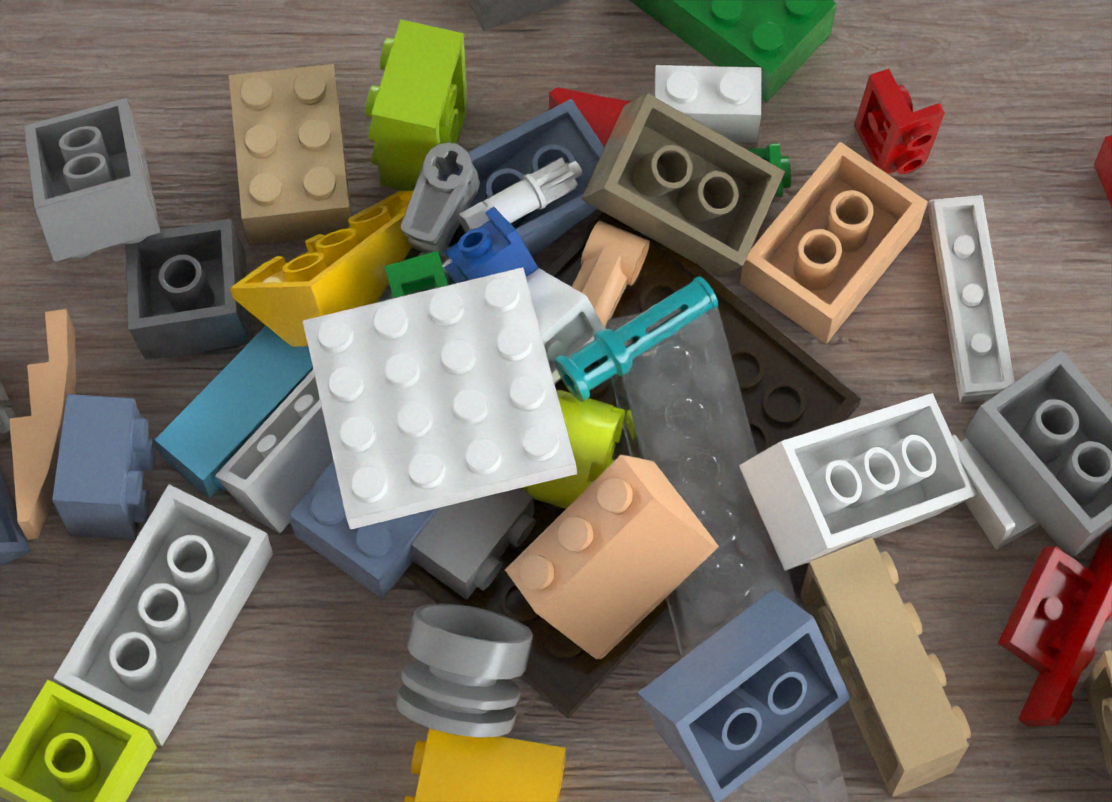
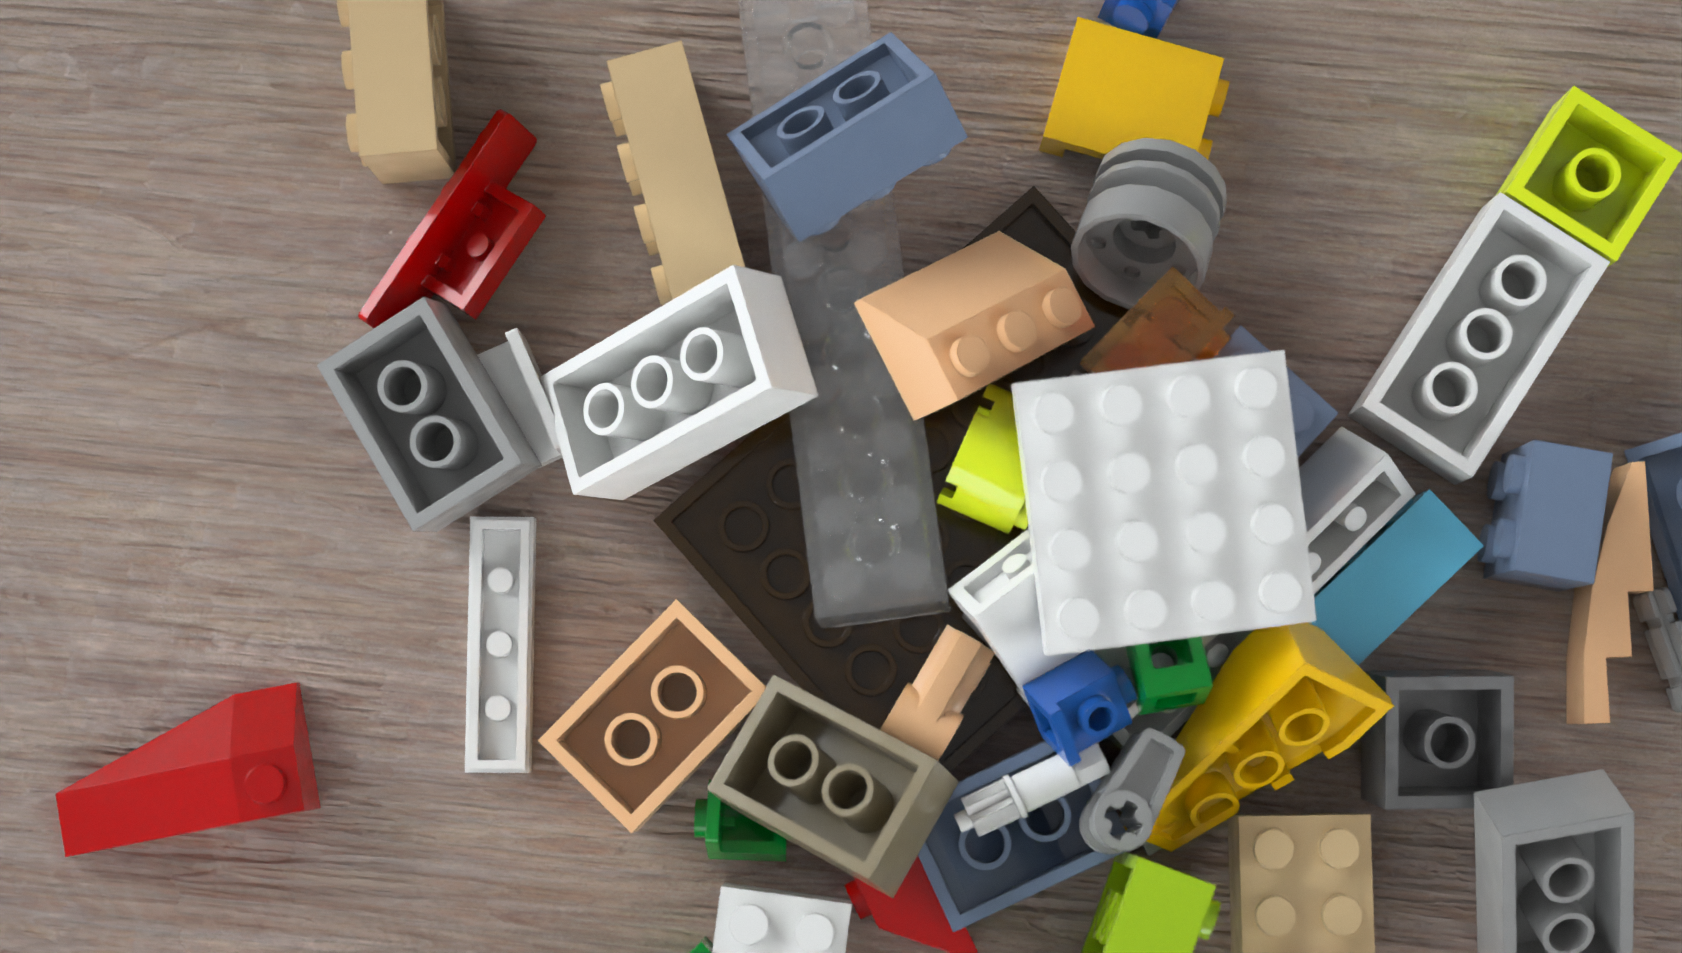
camera: 170 degrees left, 15 degrees up
(448, 552) = (1162, 328): none -> clear orange bracket
(615, 356) = (948, 546): teal pin -> none
(891, 130) = (567, 861): red bracket -> none

